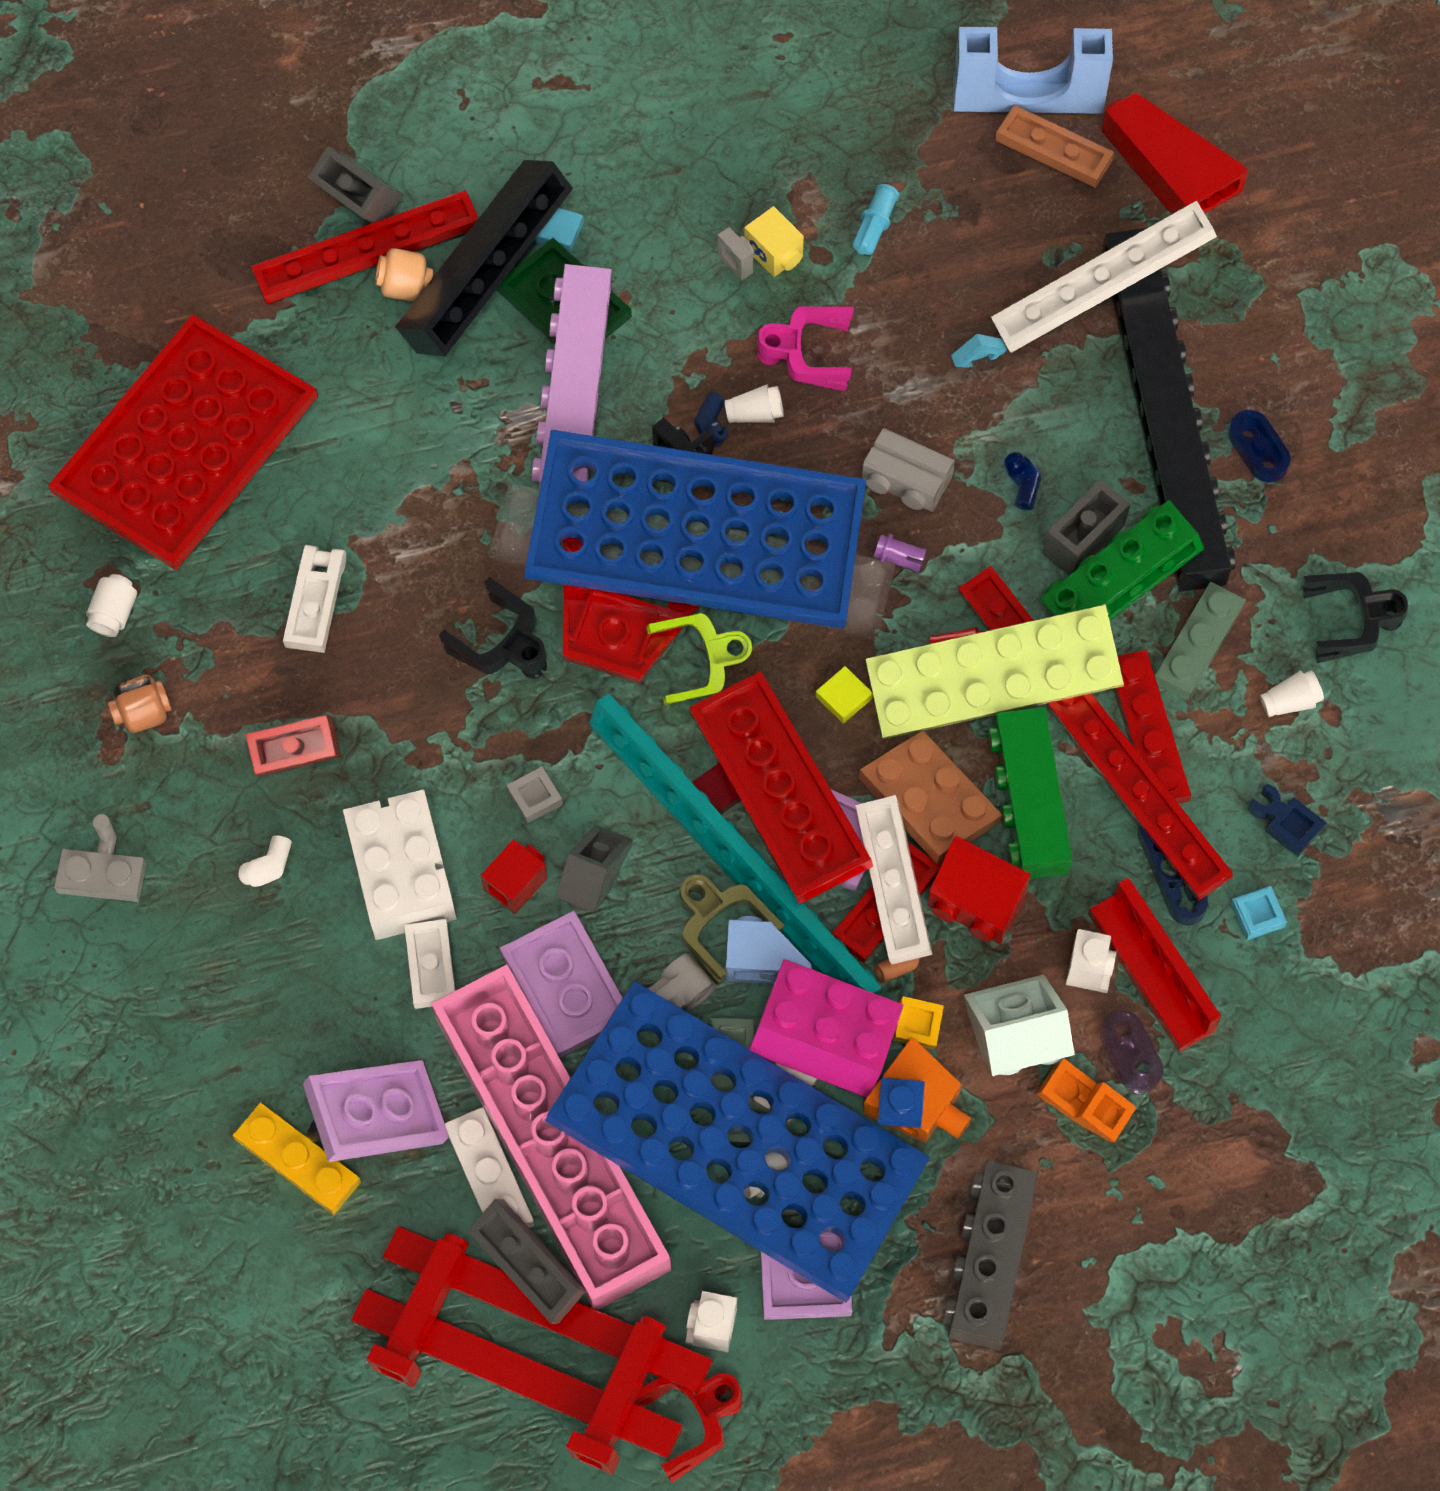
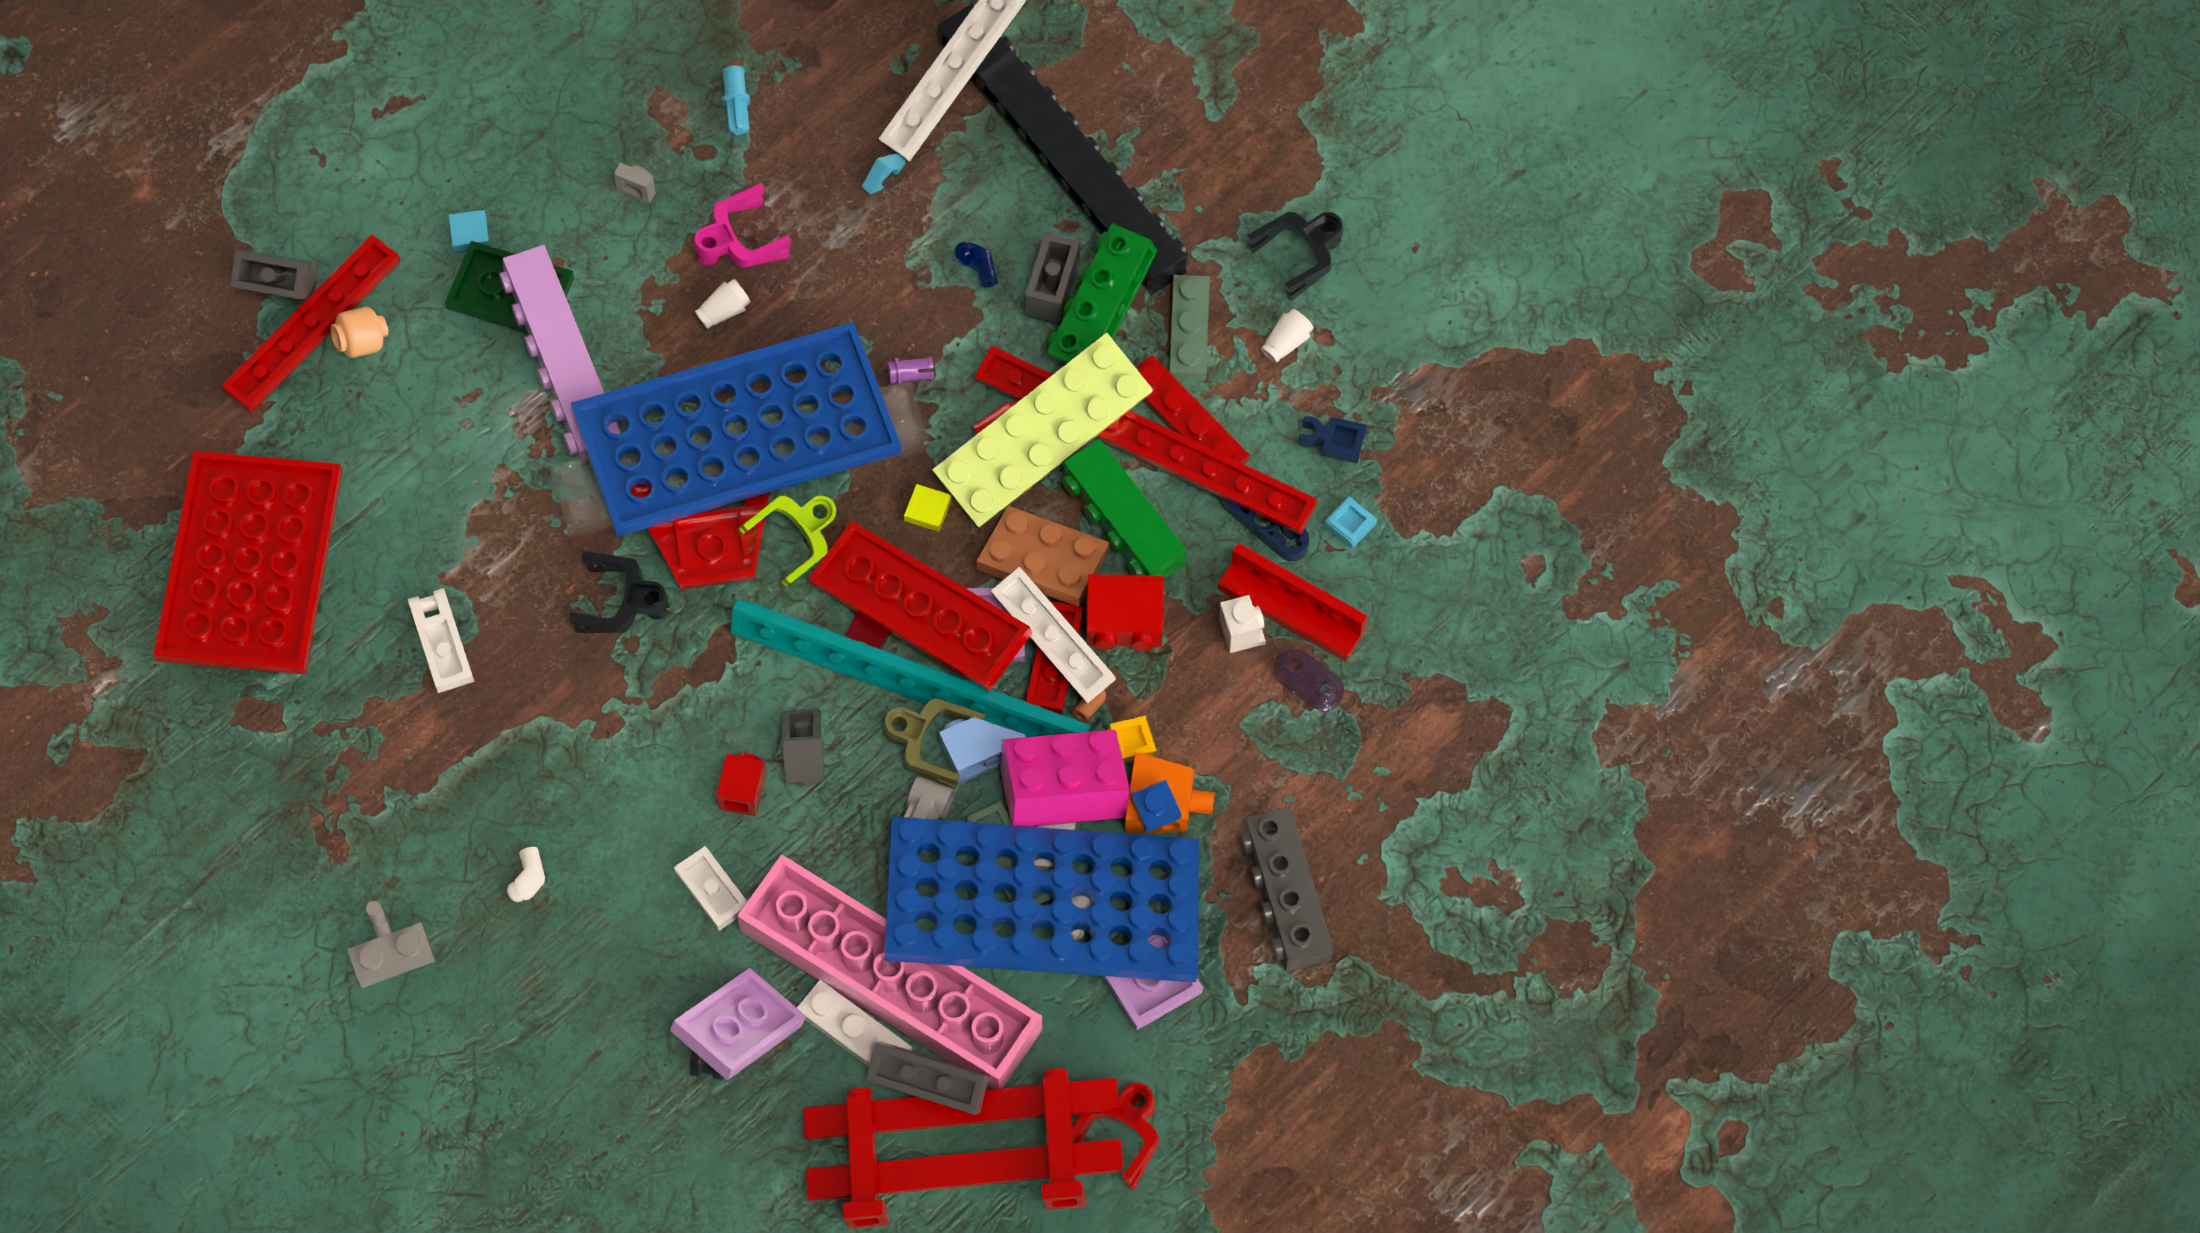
camera: 30 degrees left, 0 degrees up
(111, 605) = (268, 729): white brick -> none
(140, 704) = (343, 798): nougat head -> none
(293, 745) = (497, 768): brick -> none
(296, 1158) = (690, 1097): yellow plate -> none
(399, 863) = (641, 820): white piece -> none
(484, 257) = (422, 285): black brick -> none
(534, 795) = (720, 711): light grey plate -> none
(563, 982) = (832, 846): lavender plate -> none
(668, 436) = (672, 362): black bracket -> none
(707, 418) = (690, 338): dark blue arm -> none
(711, 1321) = (1098, 1051): white brick -> none
(775, 242) = (663, 157): light yellow brick -> none
(907, 471) = (880, 299): light grey brick -> none
(1020, 1025) = (1212, 701): light aqua slope -> none
(1085, 1101) = (1294, 736): orange slope -> none
(1261, 448) = (1156, 145): clear blue plate -> none

